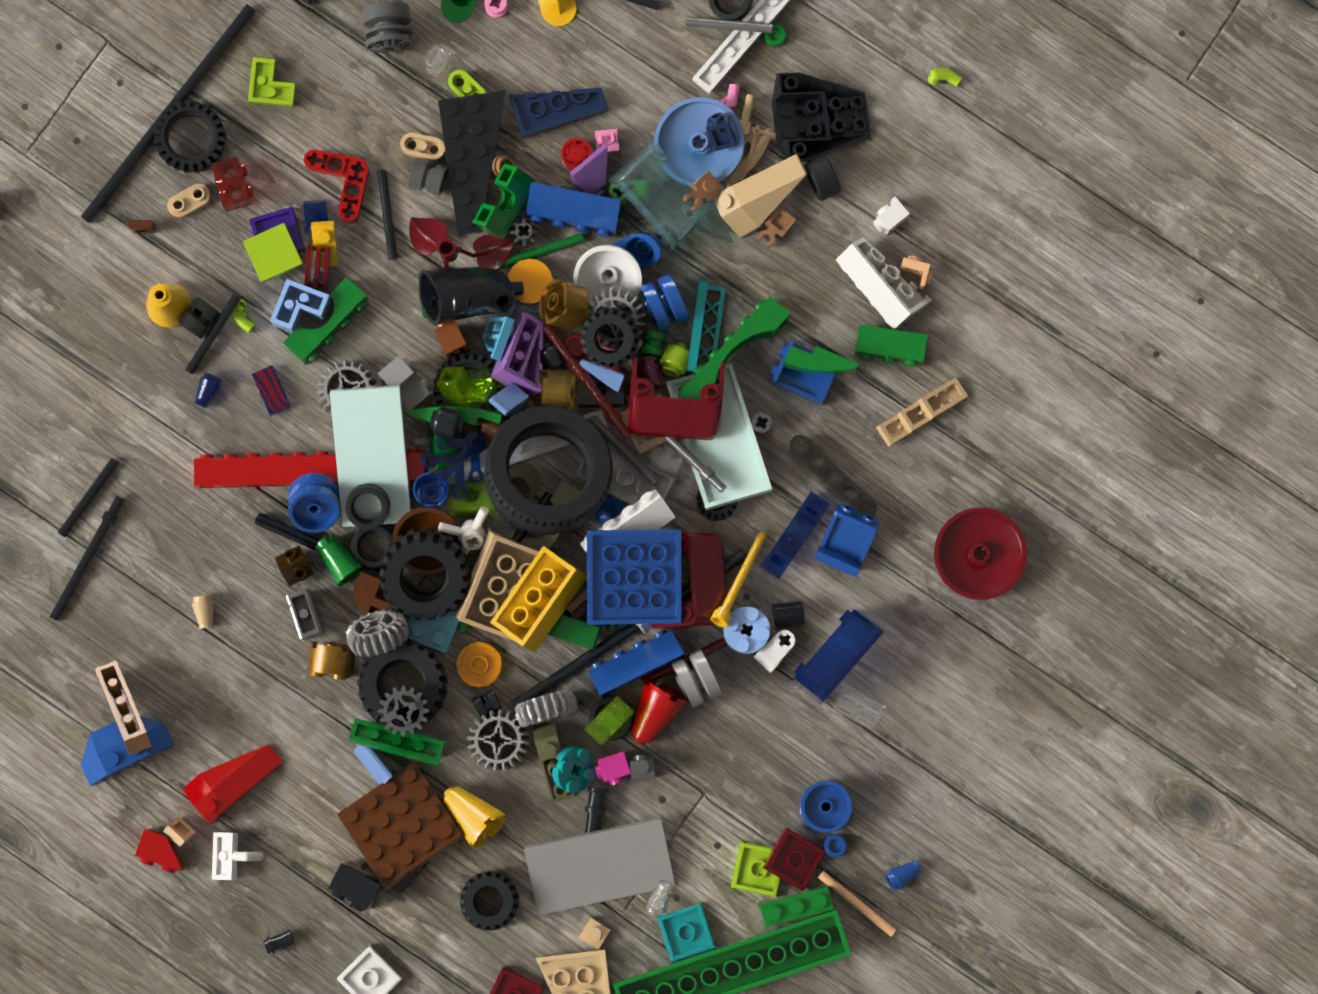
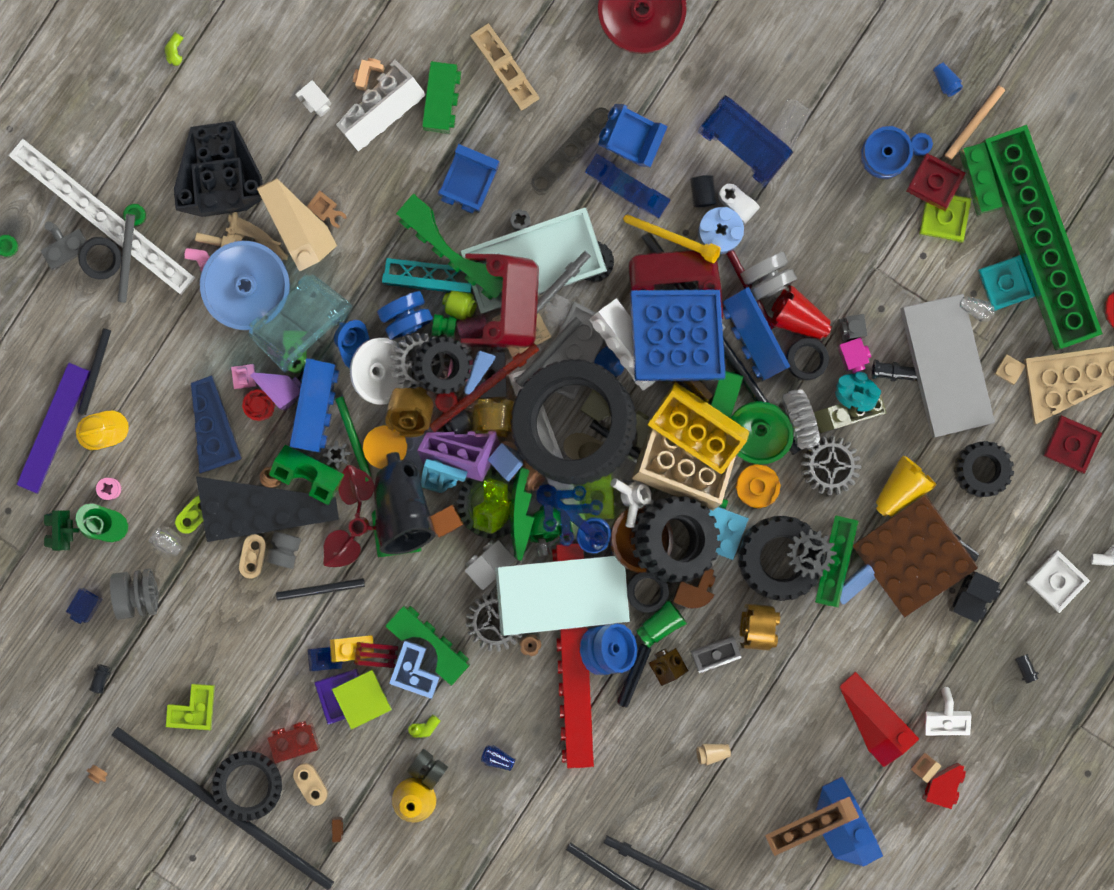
camera: 90 degrees left, 5 degrees up
(213, 333) = (433, 749): black bar -> none
(271, 390) = (496, 696): tile -> none
(317, 421) = (536, 645): none -> medium nougat plate
(345, 172) = (278, 631): red beam -> none
(367, 523) = (627, 599): black tyre -> none
(377, 633) = (734, 582): light grey gear -> none
(447, 422) = (531, 520): black head -> none
(486, 702) = (792, 473): black wheel -> none
(522, 669) = (764, 444): none -> green dish
(609, 721) = (813, 358): clear neon green brick -> none
(704, 190) = (293, 277): medium nougat plate -> none
(720, 131) = (234, 263): dark blue bracket -> none
(819, 362) = (461, 165): green slope -> none
(822, 178) = (278, 164): black tyre -> none

